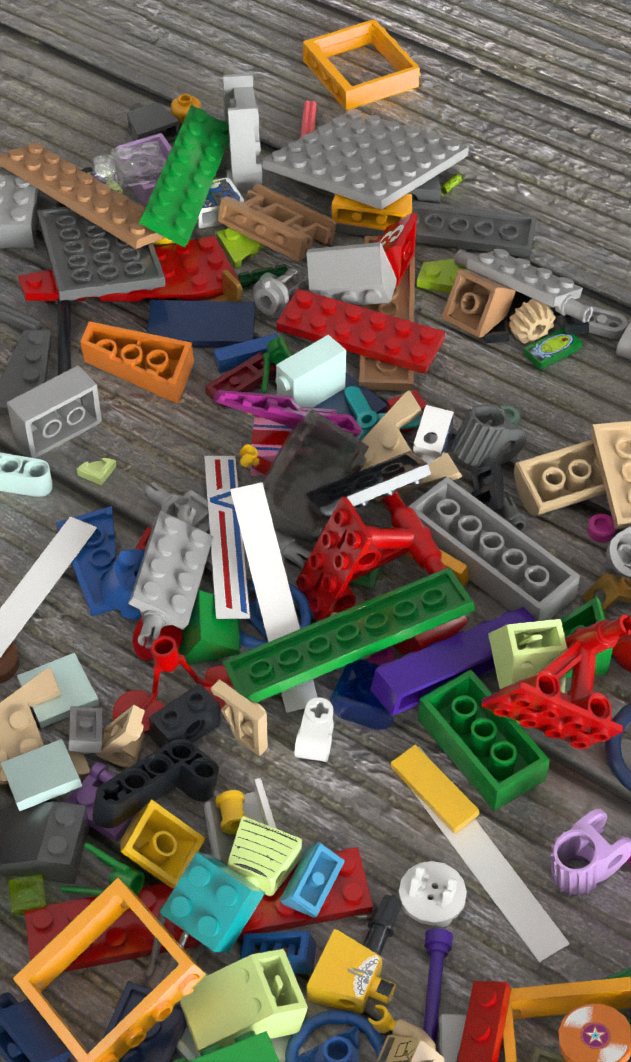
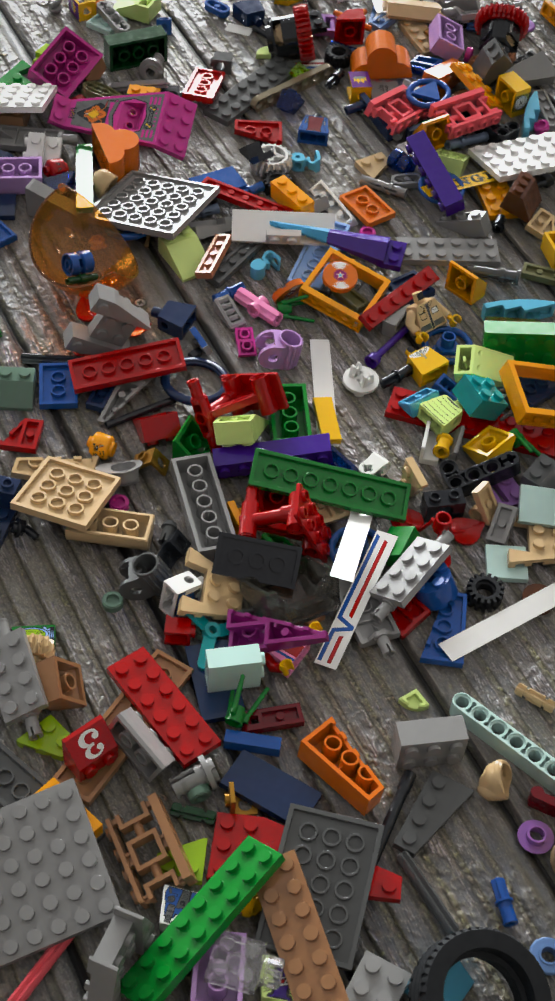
camera: 155 degrees left, 0 degrees up
(66, 615) = (488, 583): none -> black tyre

